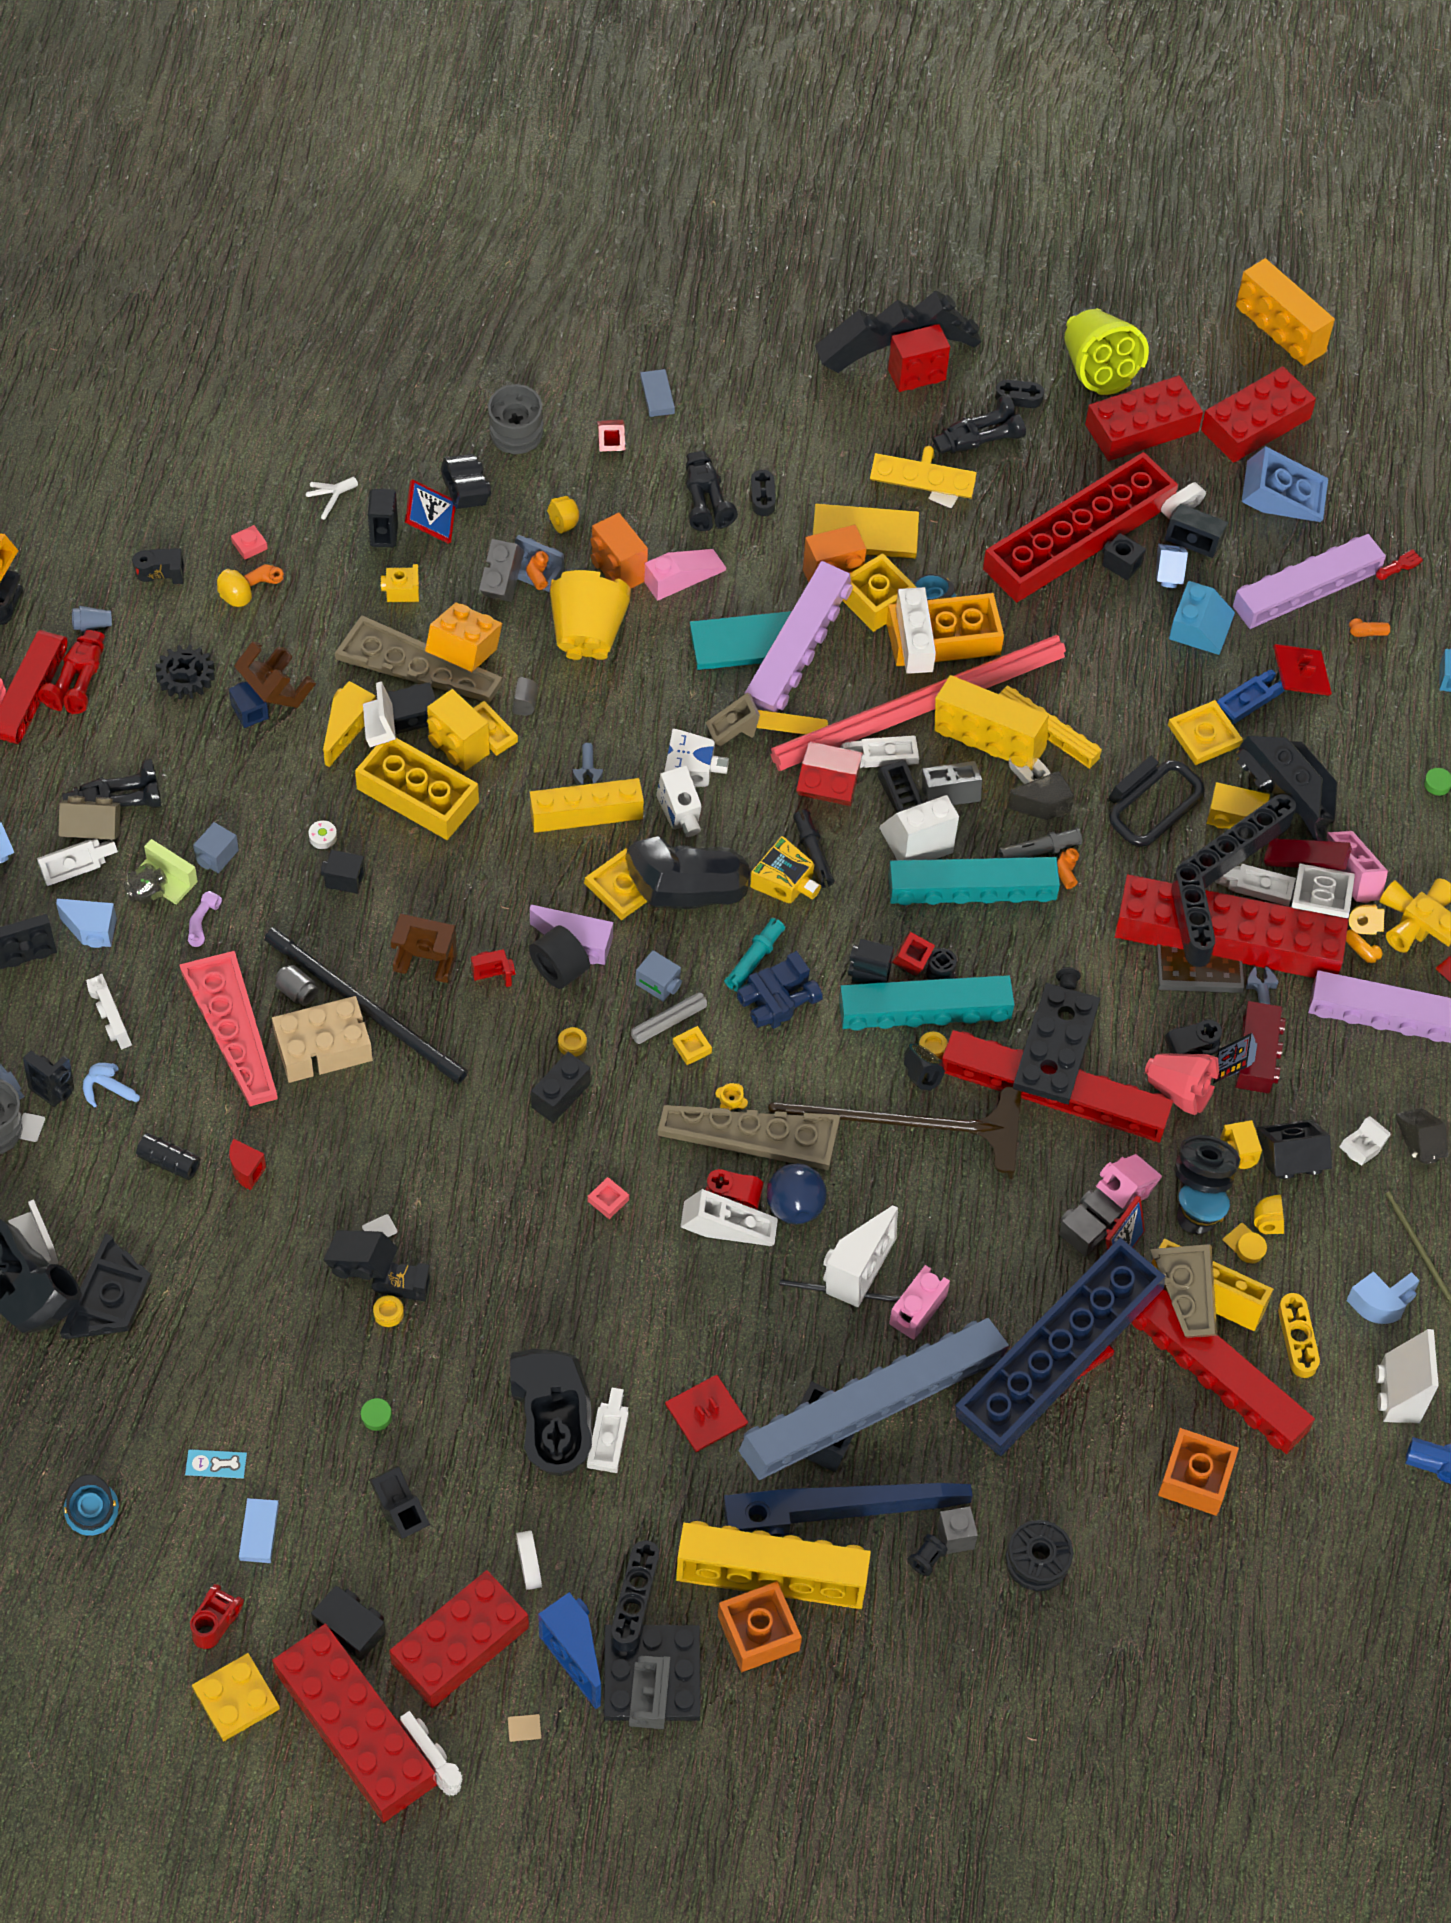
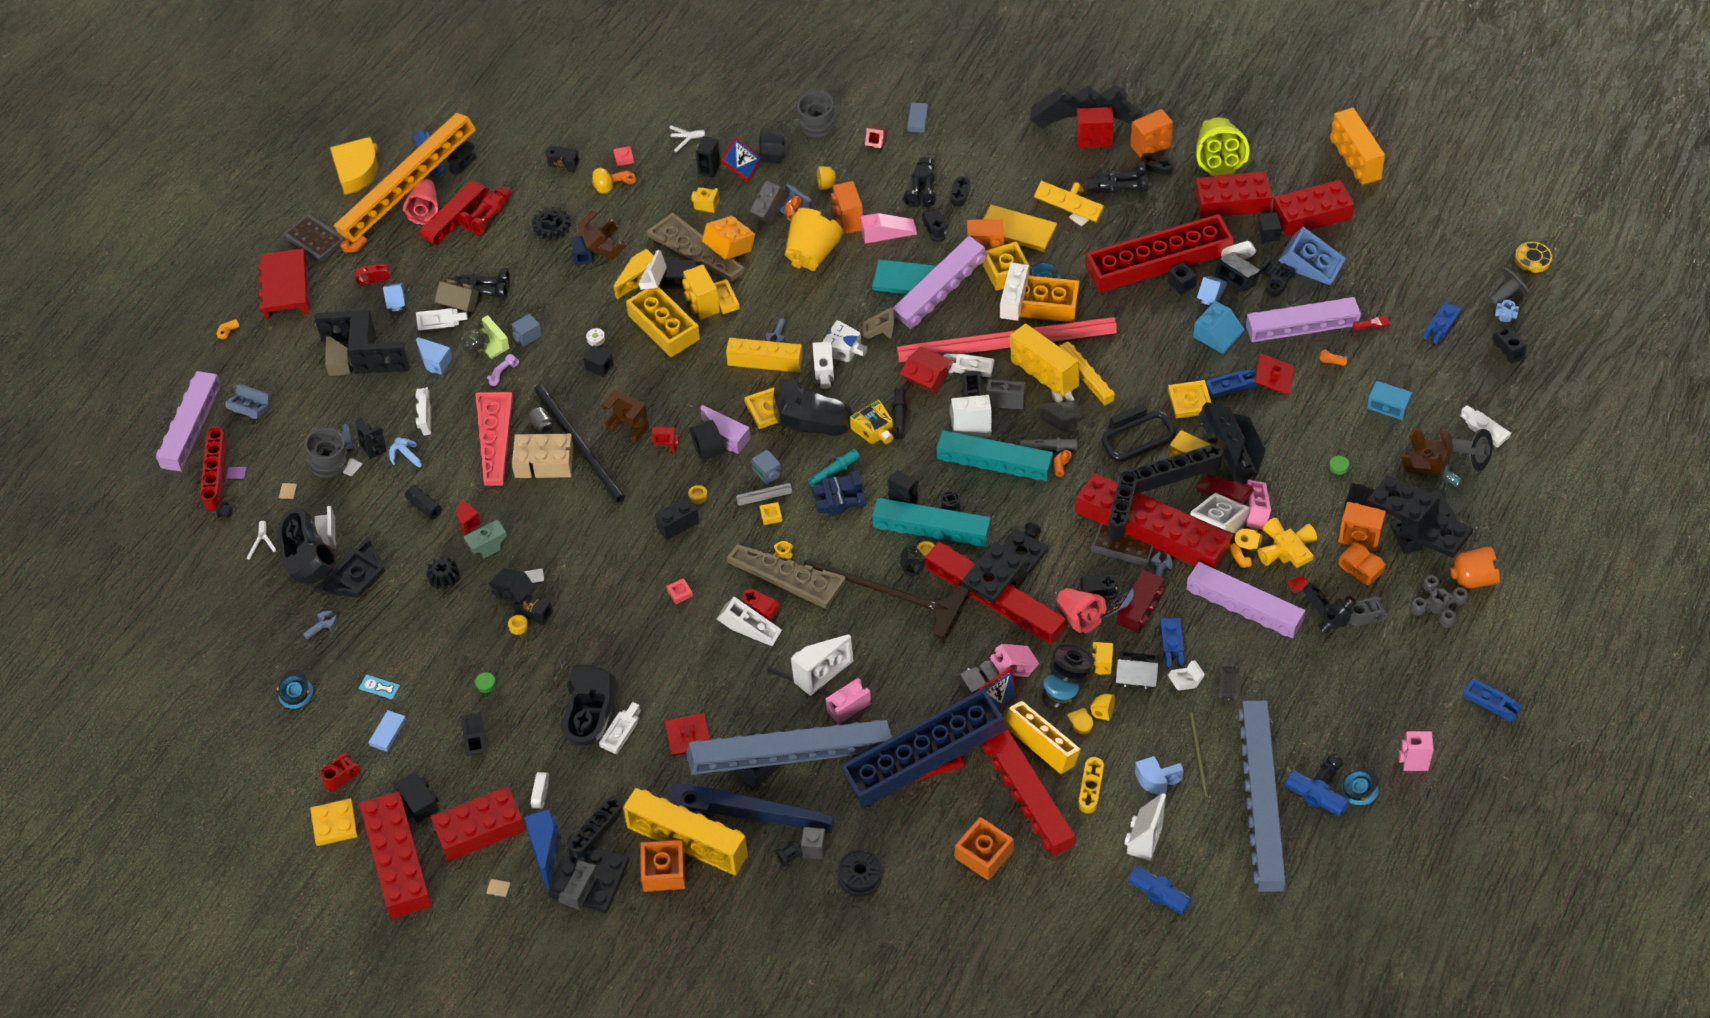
camera: 25 degrees right, 5 degrees down
(88, 1389) = (323, 623): none -> sand blue bar
(90, 618) = (507, 180): sand blue cone -> none
(236, 1263) = (442, 573): none -> black gear
(292, 1190) = (486, 539): none -> sand green brick
(447, 1774) = (433, 886): white hinge -> none
(525, 697) = (753, 282): flat silver brick -> none
(748, 550) = (935, 224): none -> black piece
(789, 722) = (914, 333): yellow sticker -> none
(796, 1194) = (796, 616): dark blue piece -> none
(913, 954) = (933, 490): red brick -> none
(1001, 351) = (1151, 133): none -> orange brick
(1190, 1286) = (1023, 729): dark tan wing -> none
(1210, 455) = (1269, 227): none -> black brick
(1251, 525) = (1278, 276): none -> black piece
(1259, 883) = (1180, 497): white hinge -> none
(1322, 1094) = (1172, 640): none -> blue hinge

